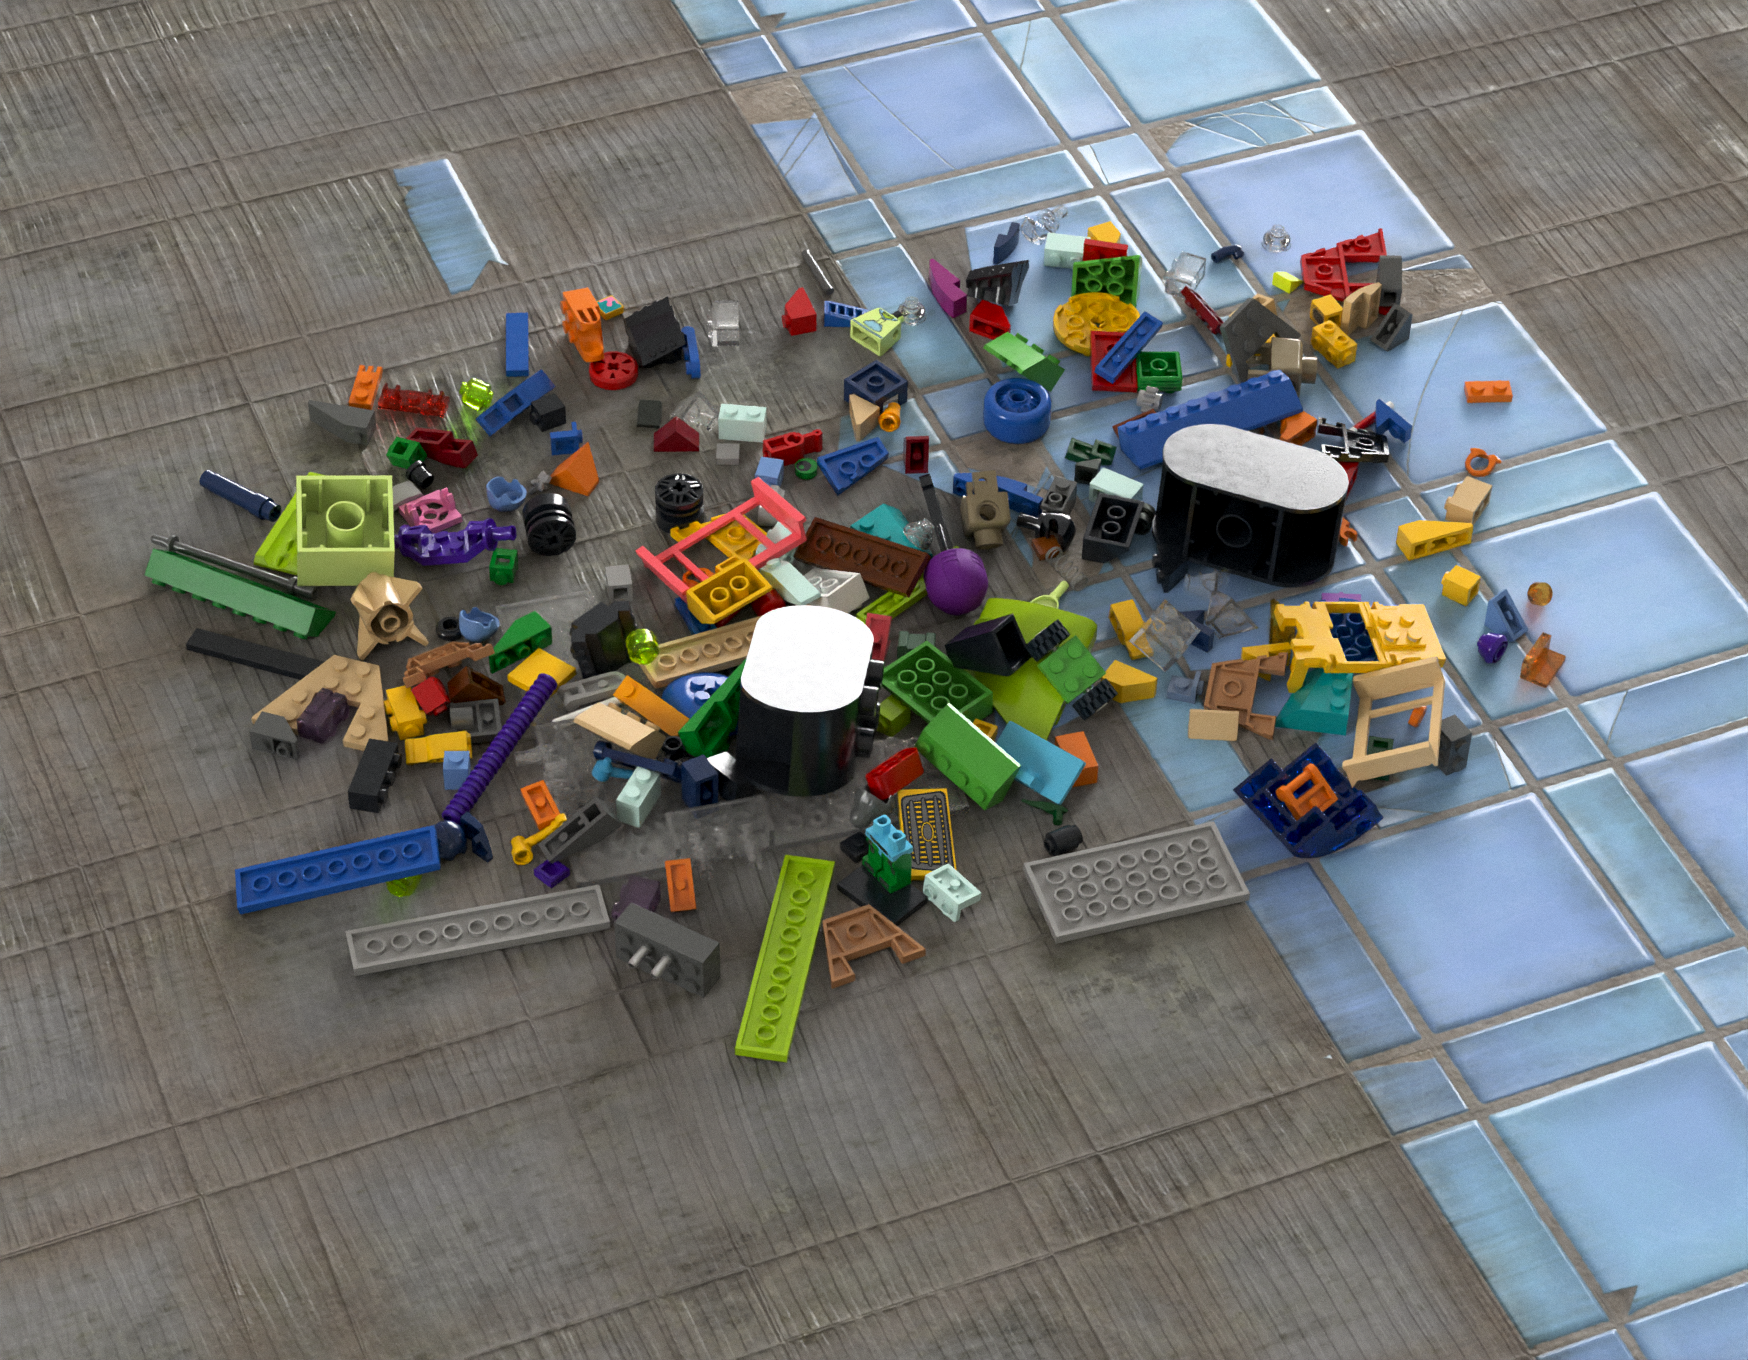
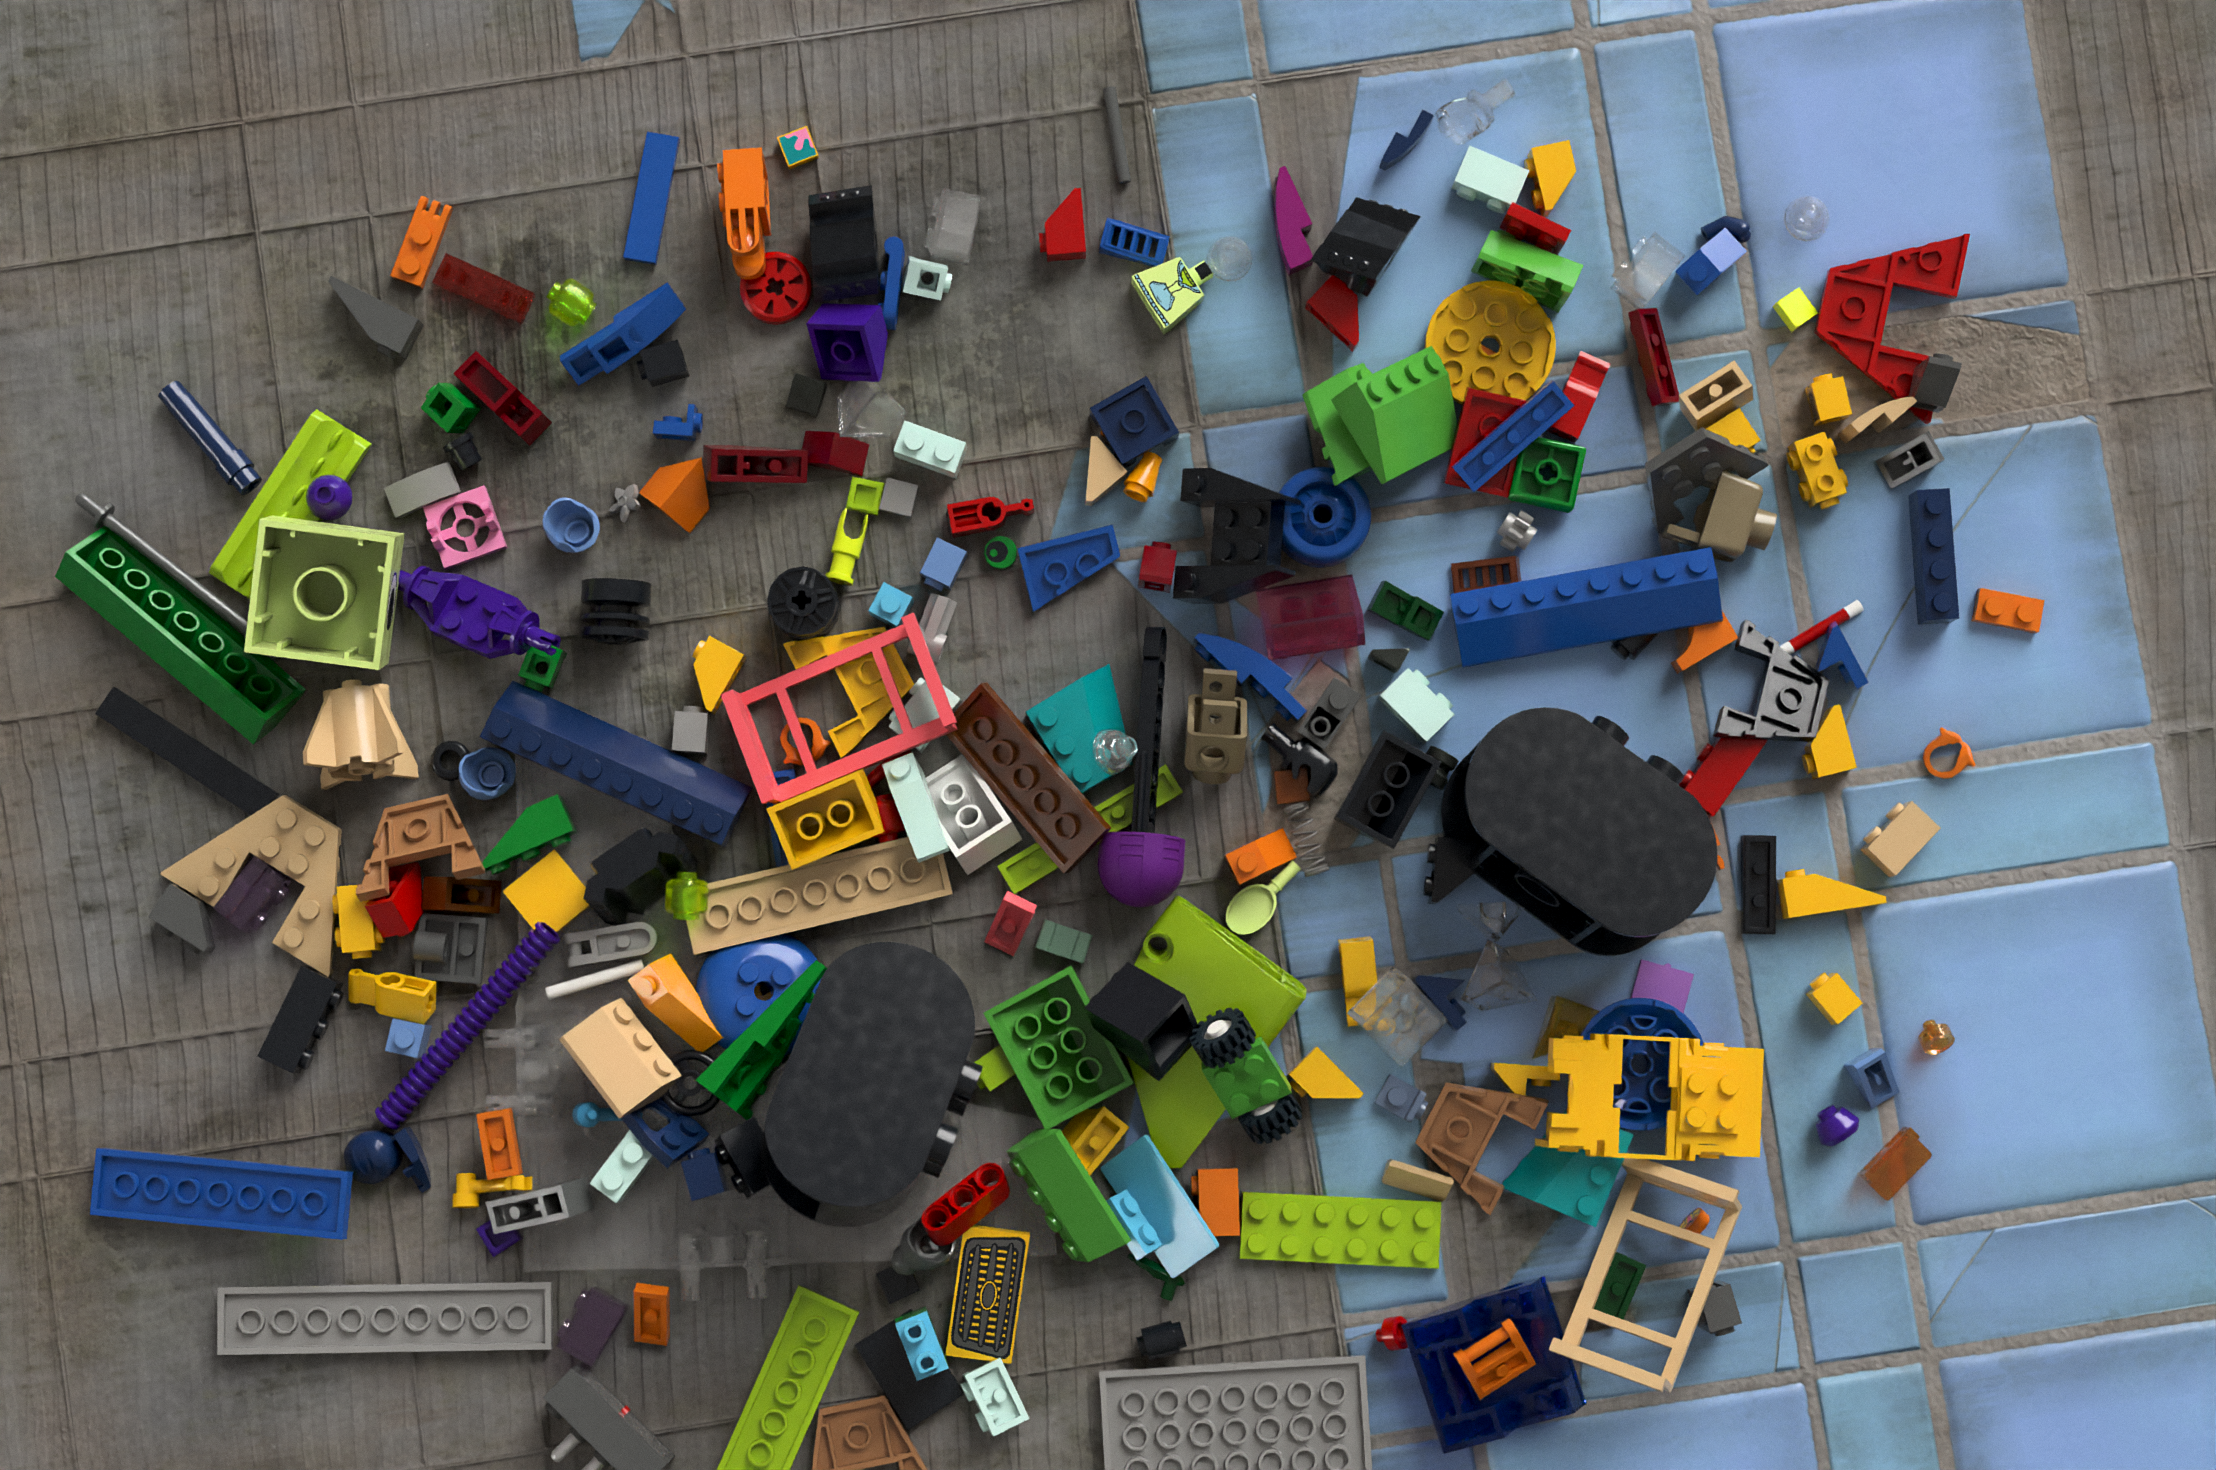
camera: 10 degrees right, 40 degrees up
(561, 600) = (616, 763): none -> dark blue slope
(623, 447) = (754, 464): none -> dark red slope
(624, 546) = (716, 670): none -> yellow slope
(671, 378) = (849, 341): none -> dark purple slope
(704, 457) = (865, 496): none -> lime tile
(704, 477) = (845, 553): none -> neon yellow piece
(713, 347) = (914, 285): none -> light aqua brick
(738, 494) = (891, 605): none -> medium azure brick
(970, 418) = (1243, 539): none -> black wedge
(1031, 462) = (1310, 617): none -> clear pink slope
(1034, 581) = (1260, 856): none -> orange slope
(1049, 338) = (1401, 414): none -> bright green slope
(1166, 336) = (1582, 391): none -> red piece
(1170, 764) = (1340, 1230): none -> lime plate
(1221, 265) = (1711, 261): none -> blue slope
(1229, 808) = (1392, 1333): none -> red tile
(1384, 544) = (1758, 884): none -> black tile
(1402, 468) = (1831, 748): none -> yellow slope
(1427, 369) = (1933, 556): none -> dark blue brick

